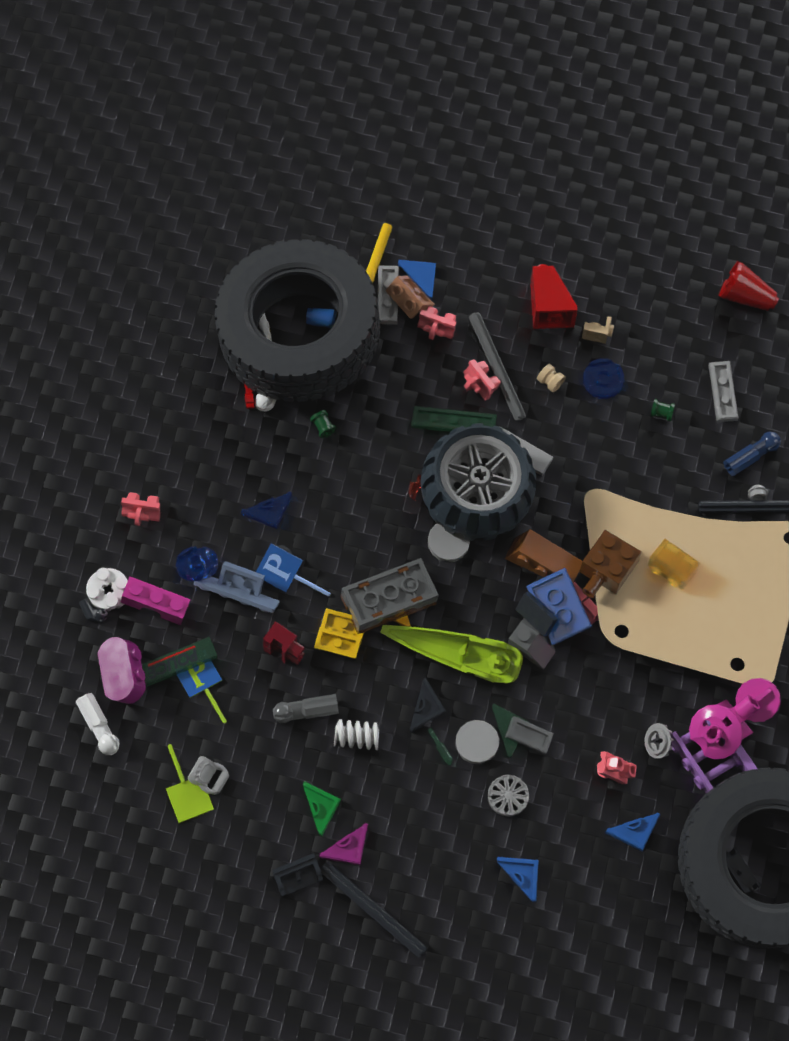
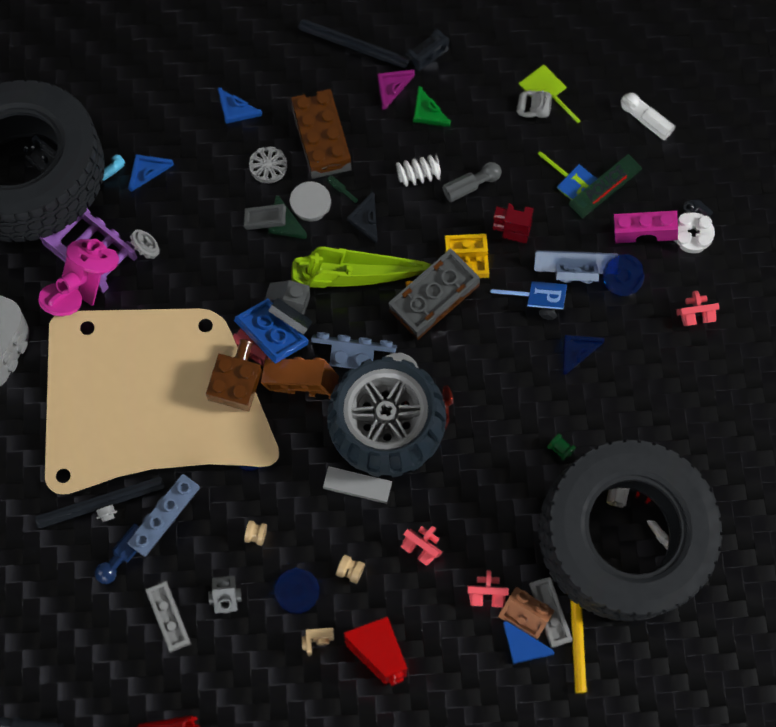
camera: 160 degrees right, 0 degrees up
(121, 670) = (647, 159): brick -> none
(321, 317) = (613, 557): blue piece -> none
(443, 808) = (321, 134): none -> reddish brown piece
(447, 419) = (433, 492): clear green tile -> none
(483, 573) = (350, 352): none -> sand blue bracket
(497, 366) = (410, 568): dark grey axle -> none
(615, 768) = (178, 208): coral hips -> none
(626, 434) = (255, 533): none -> tan wheel
(662, 410) = (226, 570): dark green bush -> none
(665, 843) = (116, 165): none -> medium azure arm
(669, 386) = (224, 594): none -> dark grey brick
(673, 564) = (172, 400): clear yellow brick -> none
(707, 468) = (163, 515): none -> sand blue bracket

